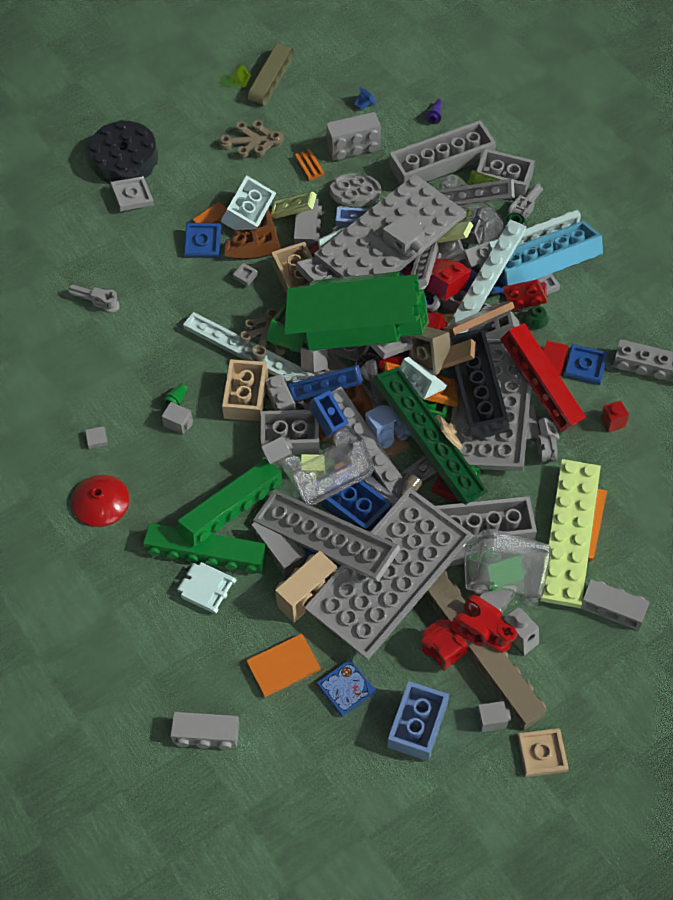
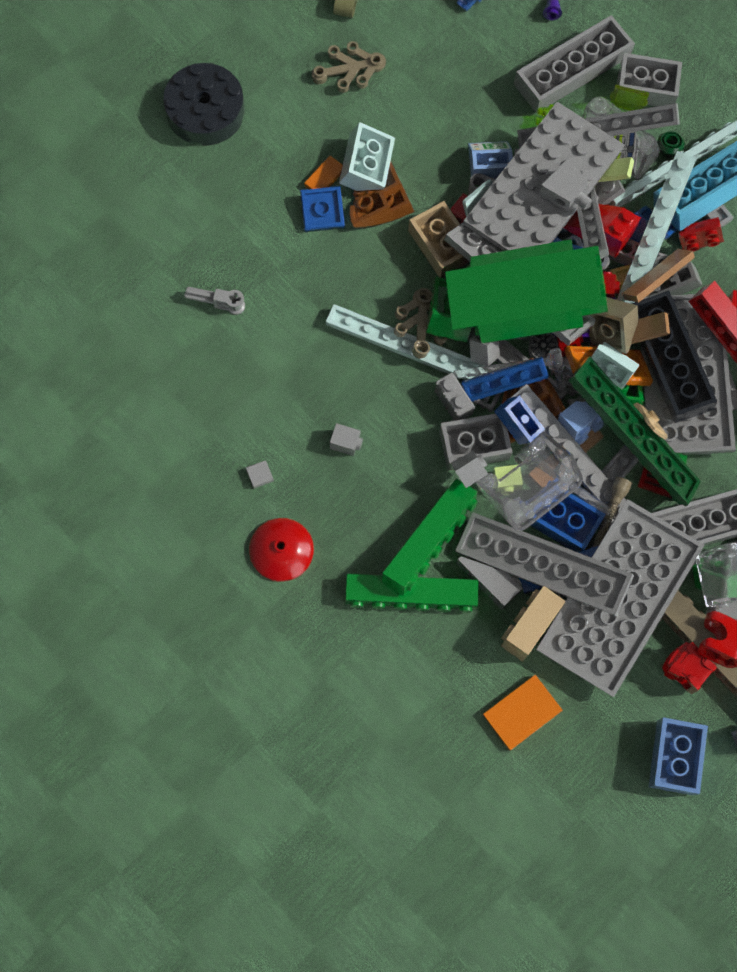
camera: 15 degrees left, 15 degrees up
(131, 193) = (226, 157): light grey plate -> none
(175, 395) = (337, 412): green cone -> none
(205, 586) = (421, 636): light aqua plate -> none
(205, 730) = (458, 801): light grey brick -> none
(245, 274) = (381, 247): light grey plate -> none
(245, 390) = (415, 396): tan brick -> none
(293, 205) = (420, 153): yellowish green tile -> none
(305, 155) = (419, 78): orange tile -> none
(307, 226) = (437, 172): light grey brick -> none
(346, 687) = (593, 727): tile -> none
(353, 136) = (469, 52): light grey brick -> none
(355, 190) = (483, 122): light grey tile -> none
(477, 255) = (644, 196): light grey brick -> none
(526, 204) = (683, 100): light grey connector -> none
(536, 317) = (713, 260): dark green cone -> none

